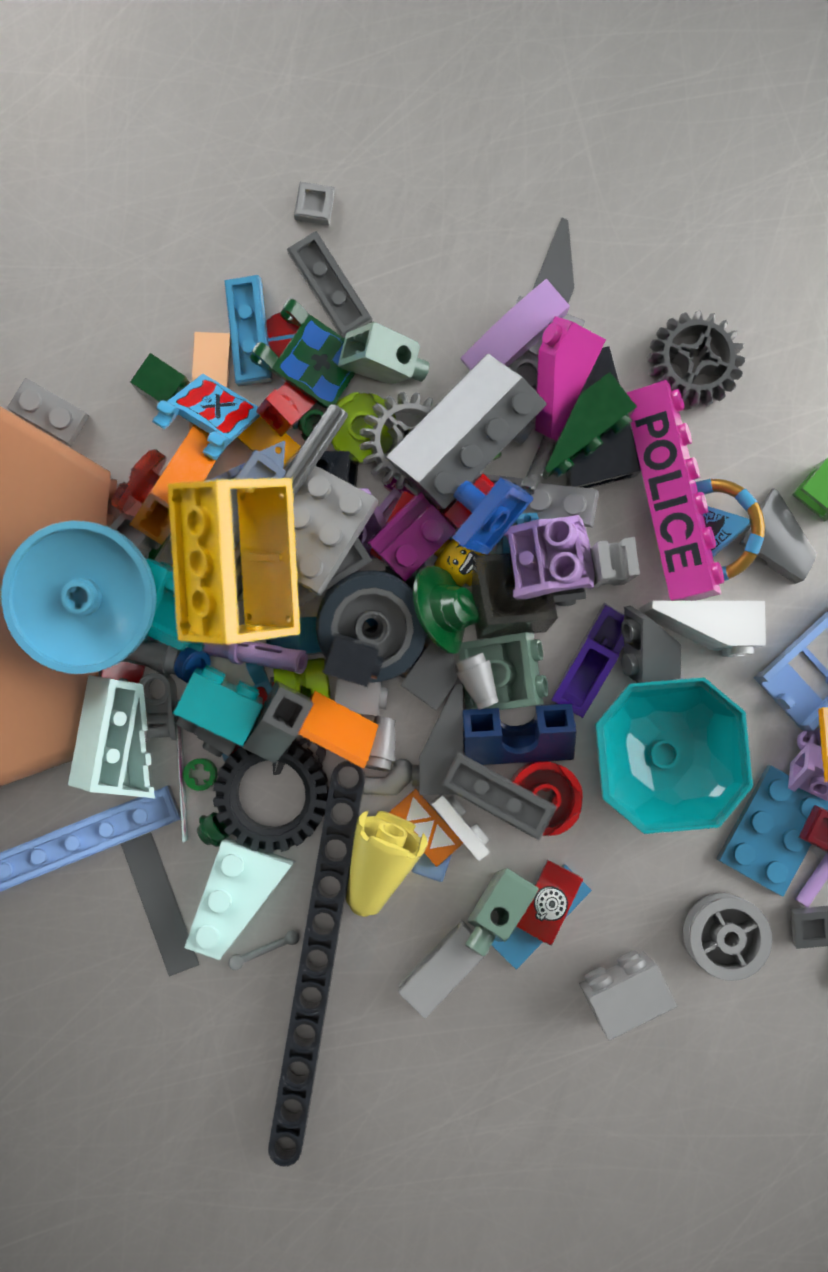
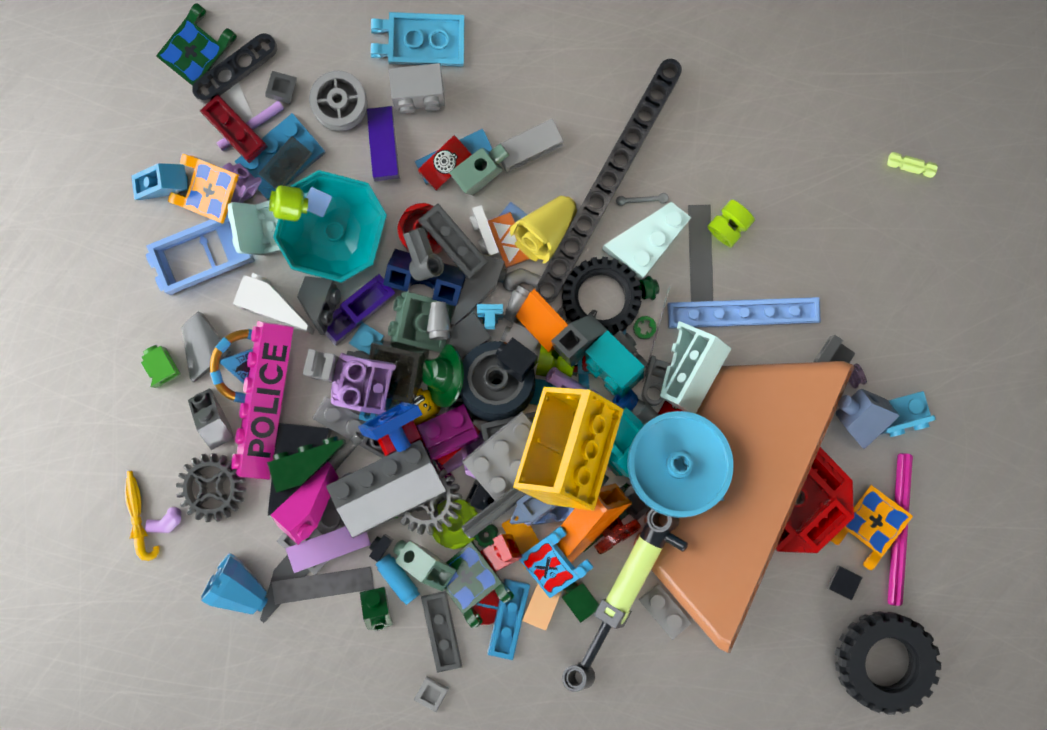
camera: 165 degrees left, 0 degrees up
(104, 408) = (616, 607): none -> piece
(128, 973) = (737, 217): none -> lime wheel
(407, 324) = (397, 579): none -> dark azure piece
(412, 713) = (490, 314): none -> medium azure plate
(424, 282) = (375, 609): none -> dark green bracket
(448, 361) = (380, 546): none -> black plate
(503, 290) = (322, 585): none -> flat silver sticker
(528, 752) = (424, 262): none -> dark grey piece
(568, 627) = (364, 337): none -> medium azure plate
(615, 241) = (234, 588): none -> dark azure cone
(644, 898) = (382, 143): none -> dark purple slope
(647, 1065) = (420, 39): none -> medium azure tile
(704, 782) = (318, 201): none -> light blue piece
(731, 445) = (210, 419): none -> dark grey slope
(734, 295) = (167, 523): none -> lavender arm
(744, 764) = (288, 203): none -> lime head
(766, 821) = (285, 163): none -> clear smoke plate
(776, 719) = (253, 228): none -> light aqua bracket
(786, 305) = (134, 502): none -> yellow piece

